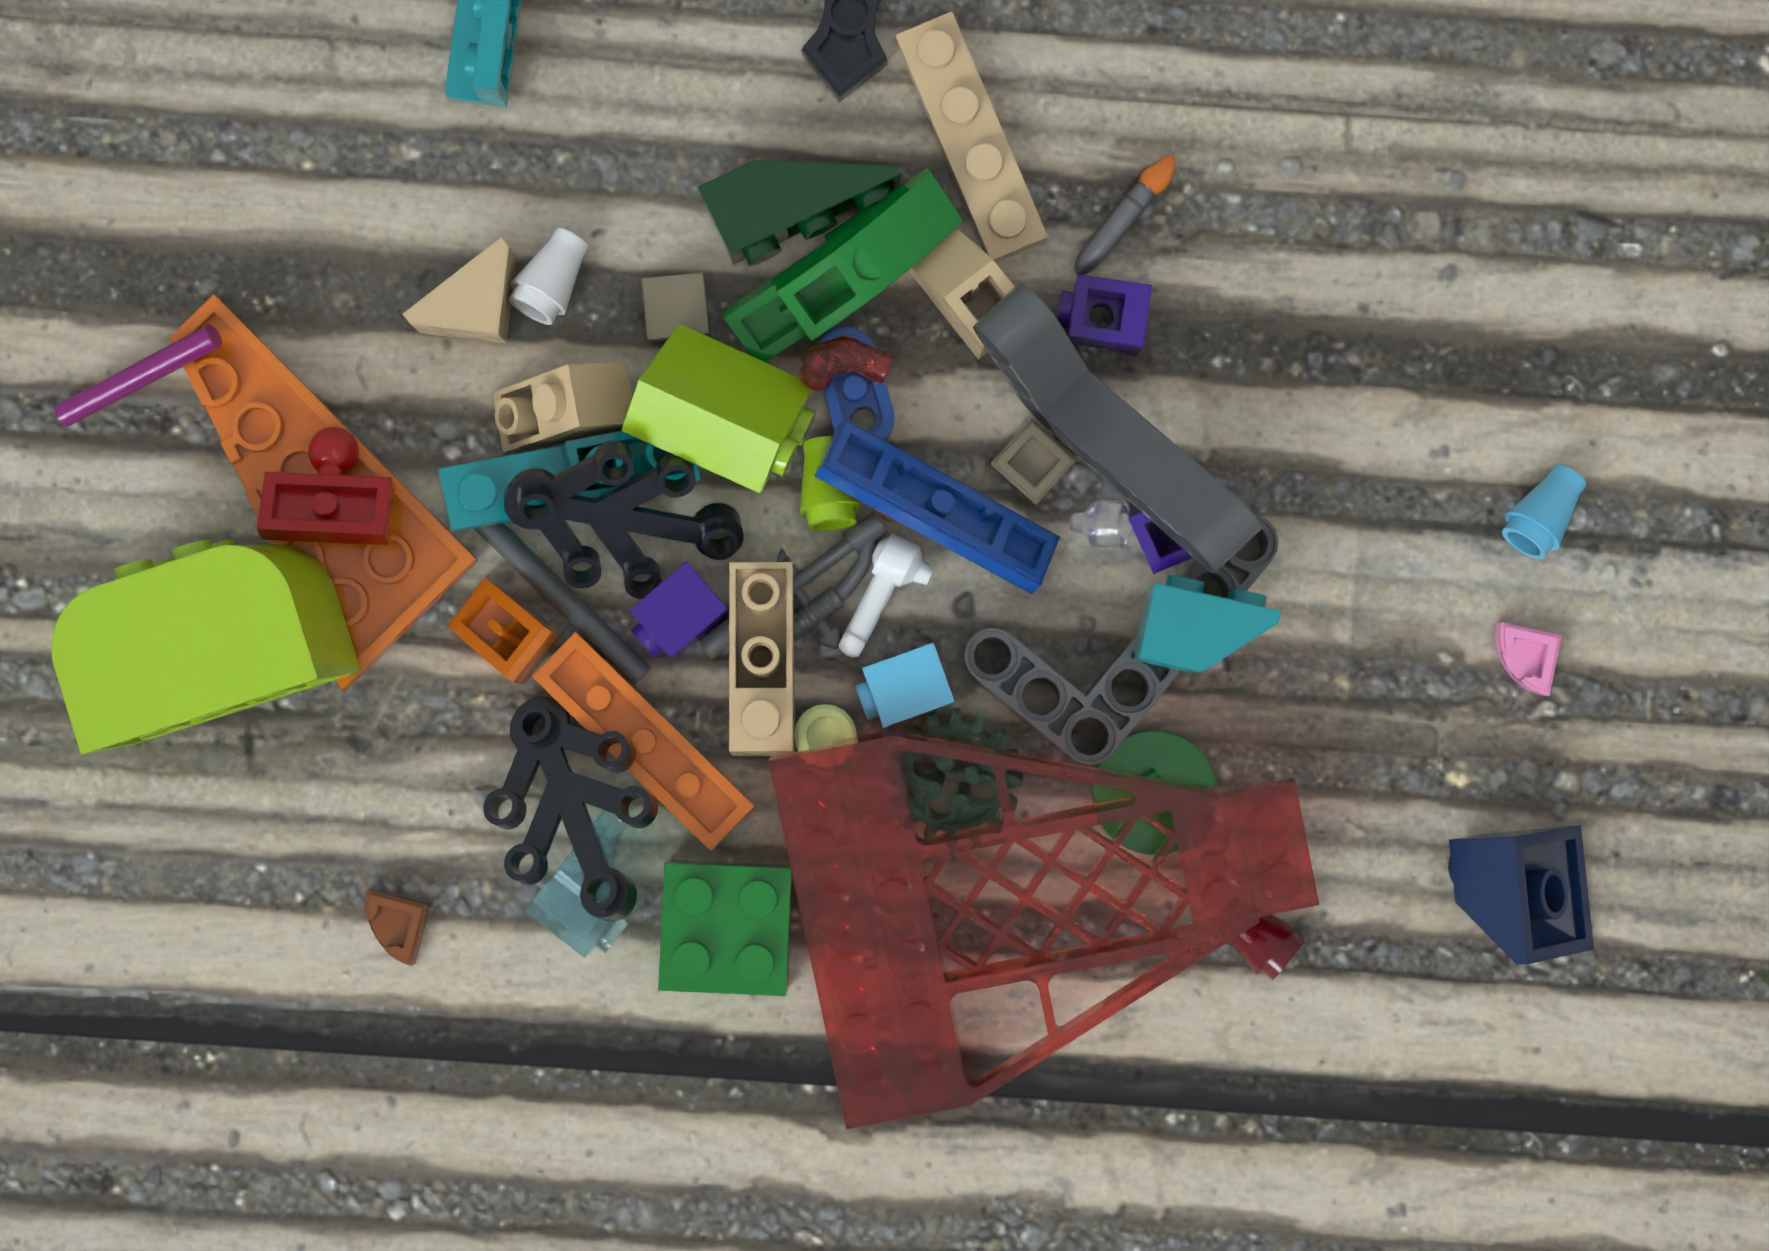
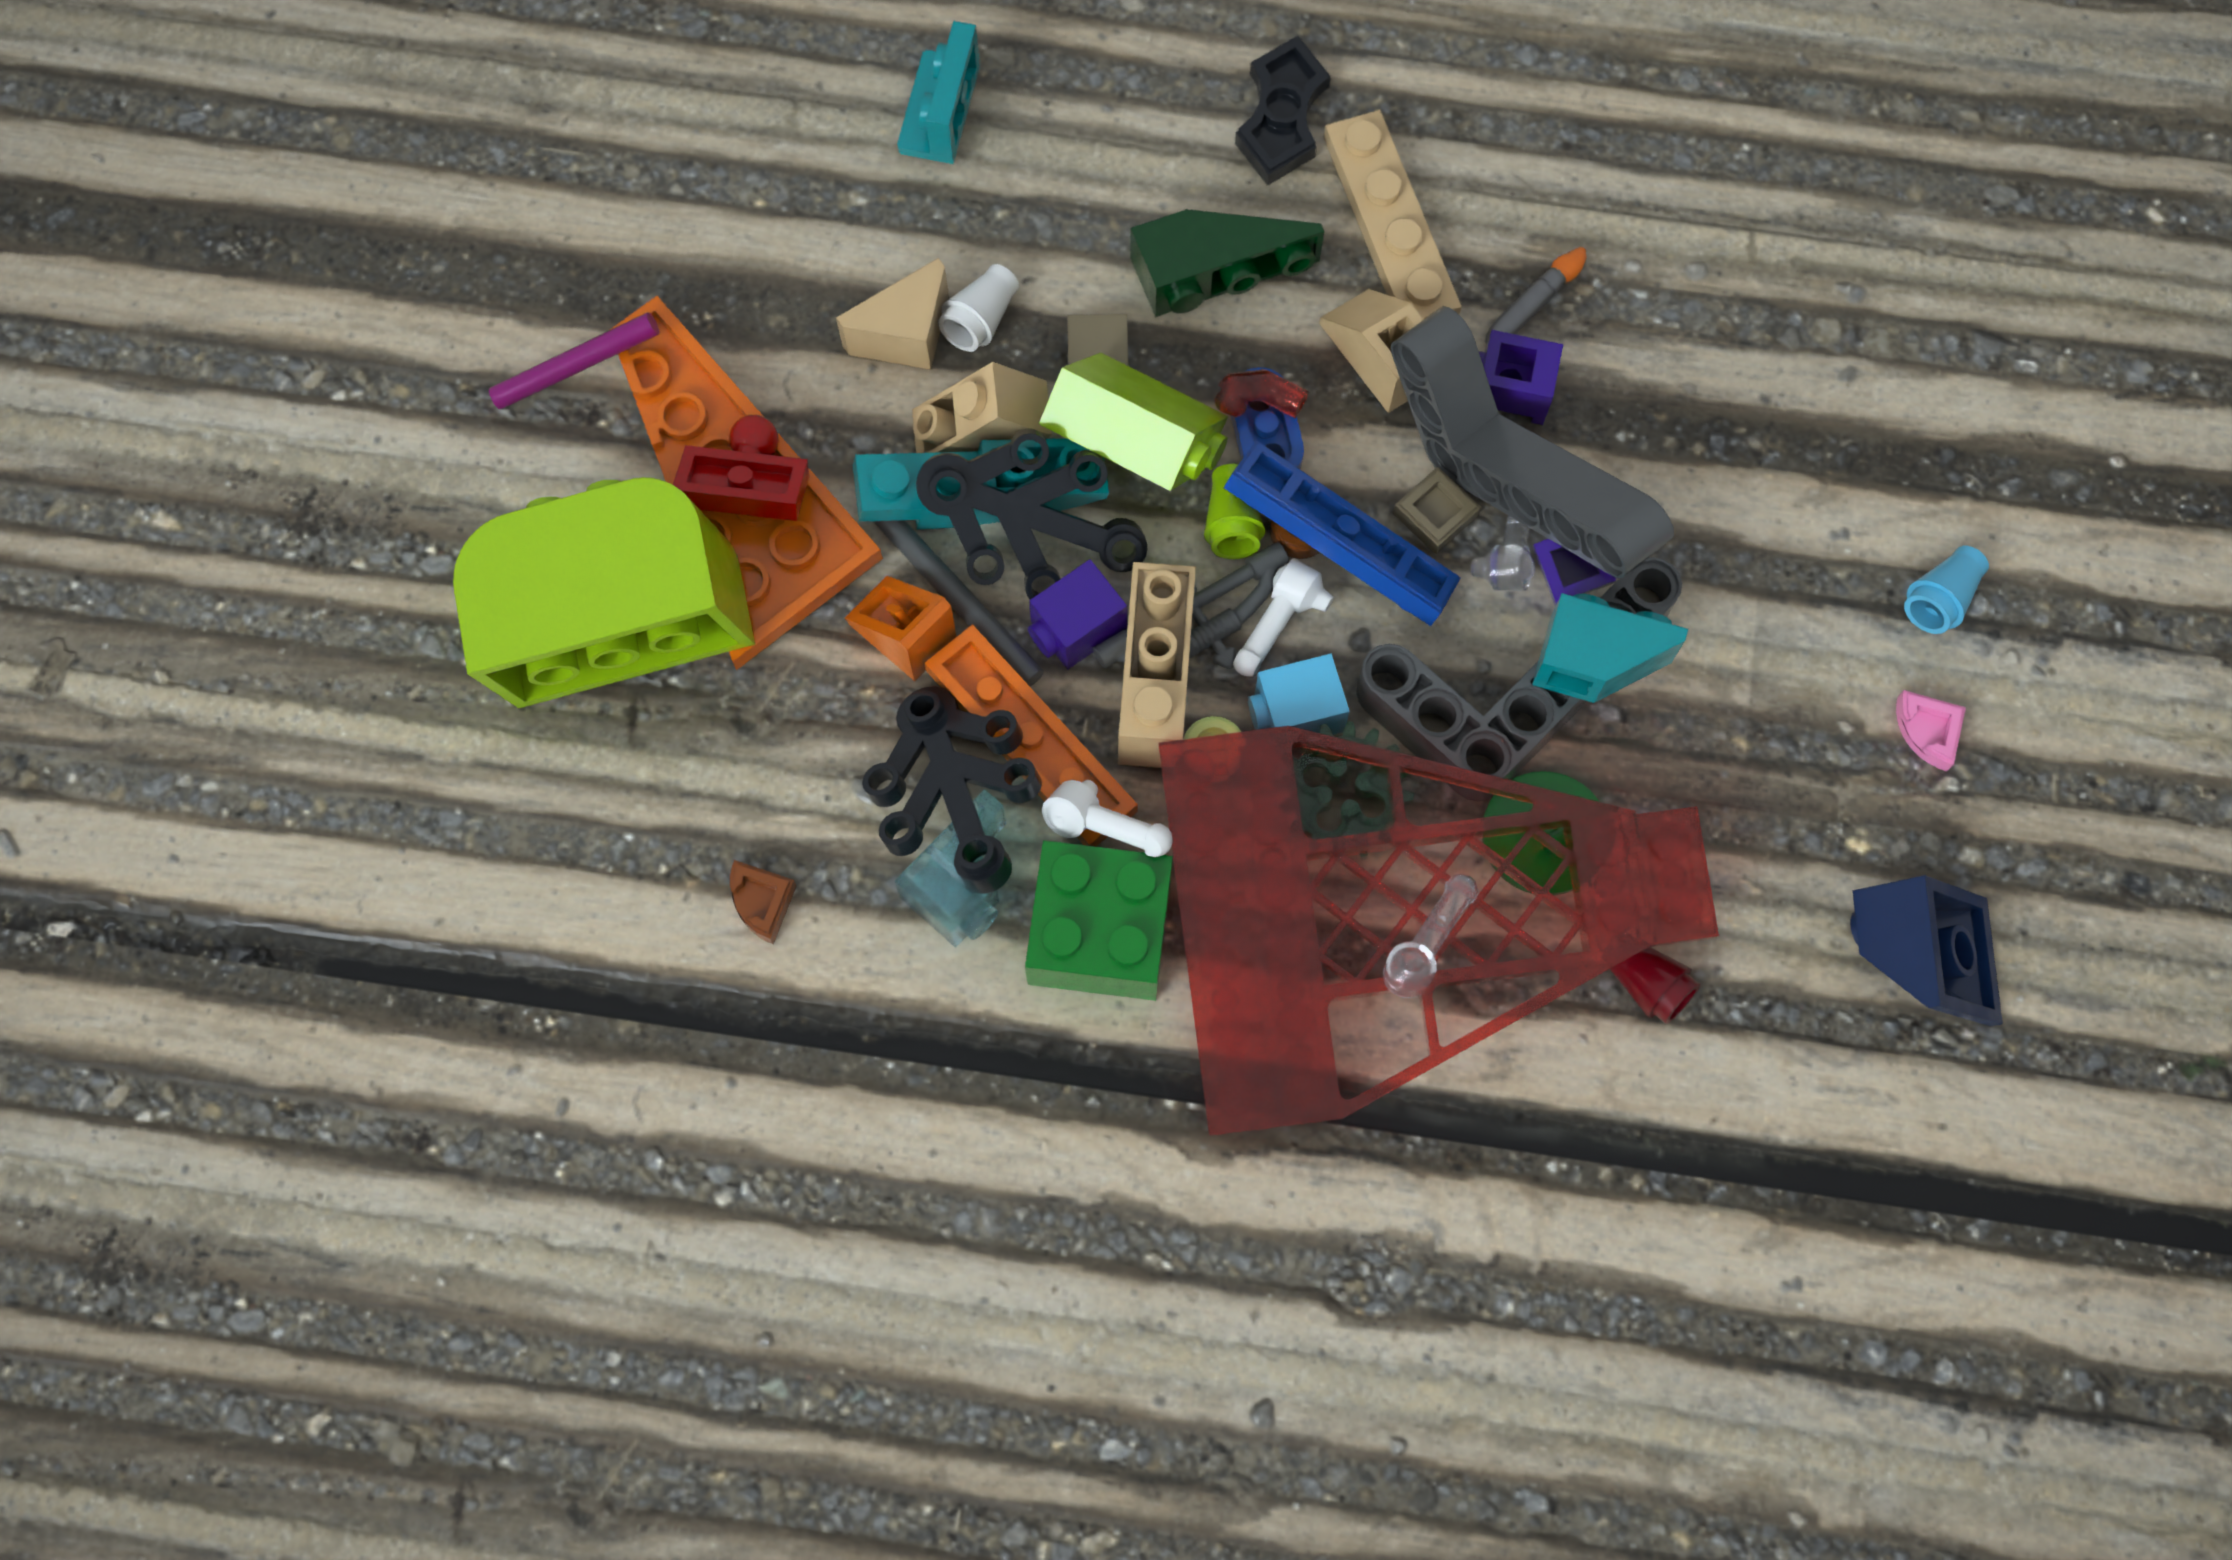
camera: 10 degrees right, 15 degrees down
(694, 825) = (1077, 808): none -> white piece
(846, 270) = (1263, 314): green slope -> none
(1025, 965) = (1412, 964): none -> clear piece

